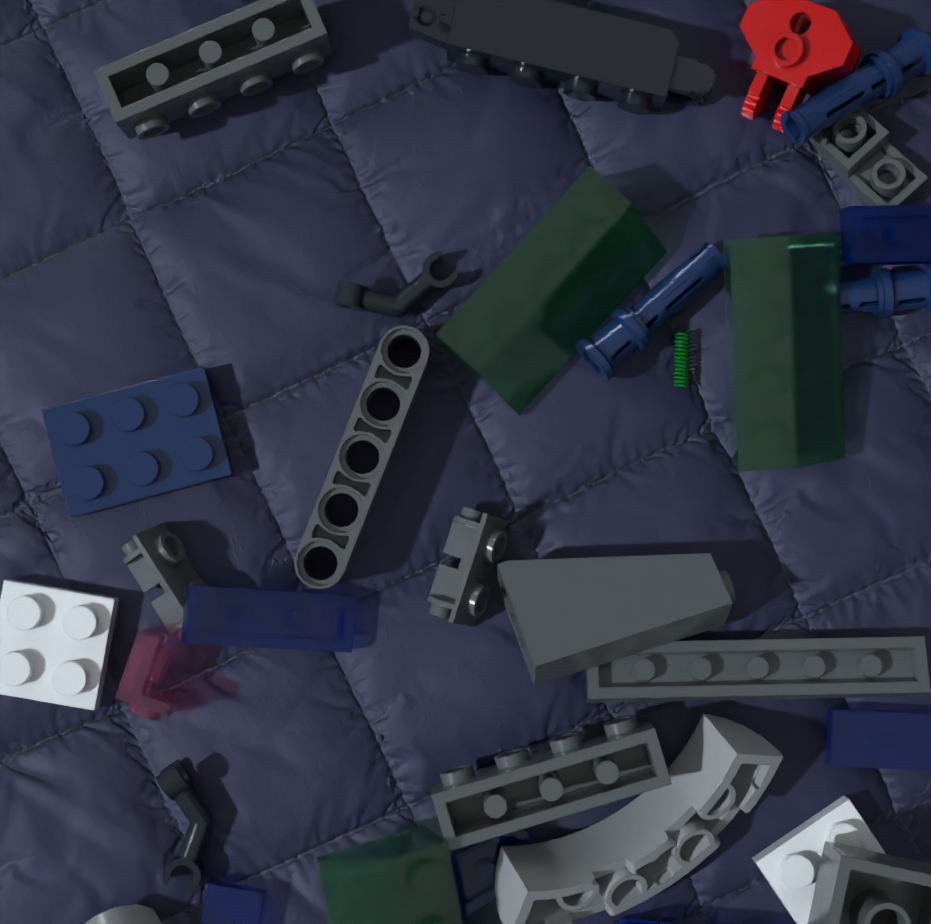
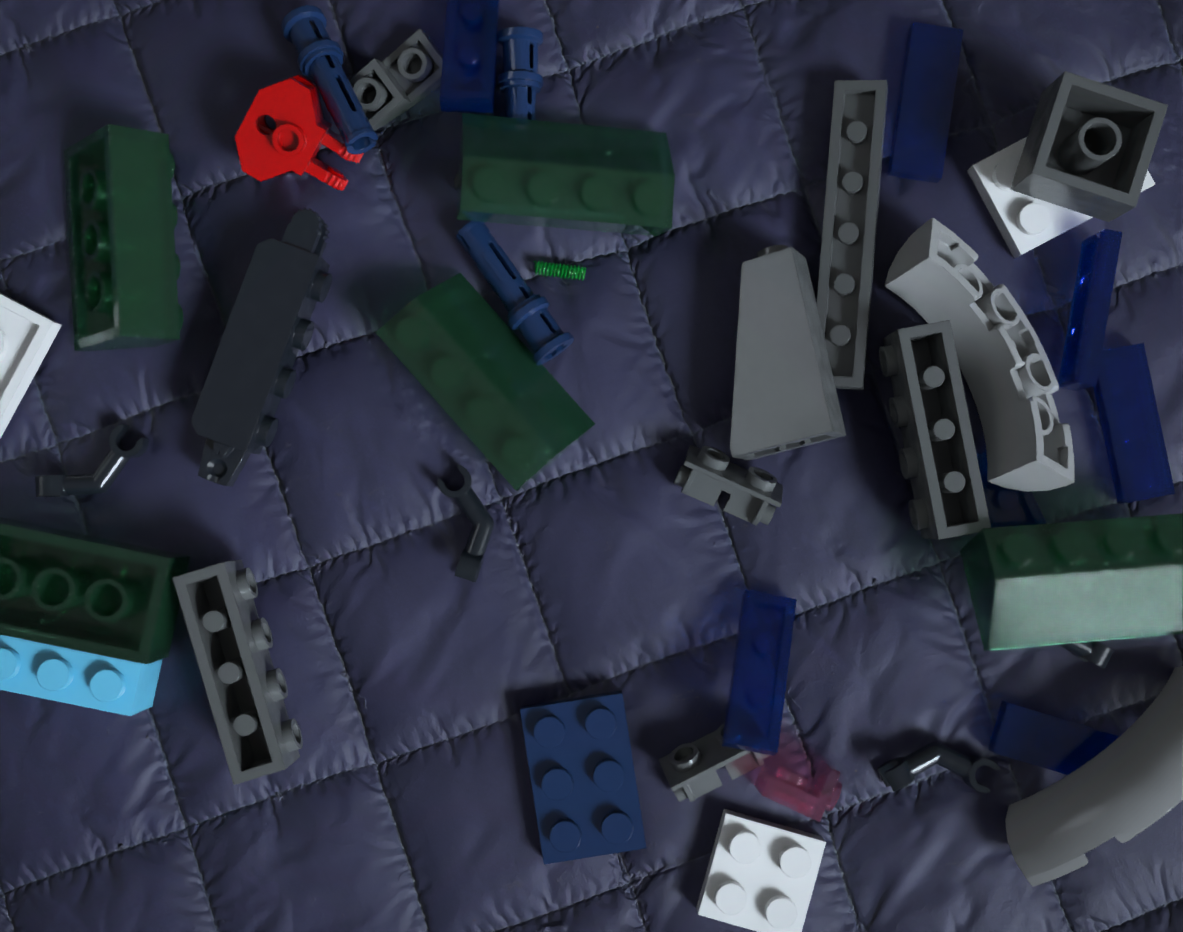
camera: 85 degrees left, 0 degrees up
(361, 429) = (636, 591): dark grey beam -> none

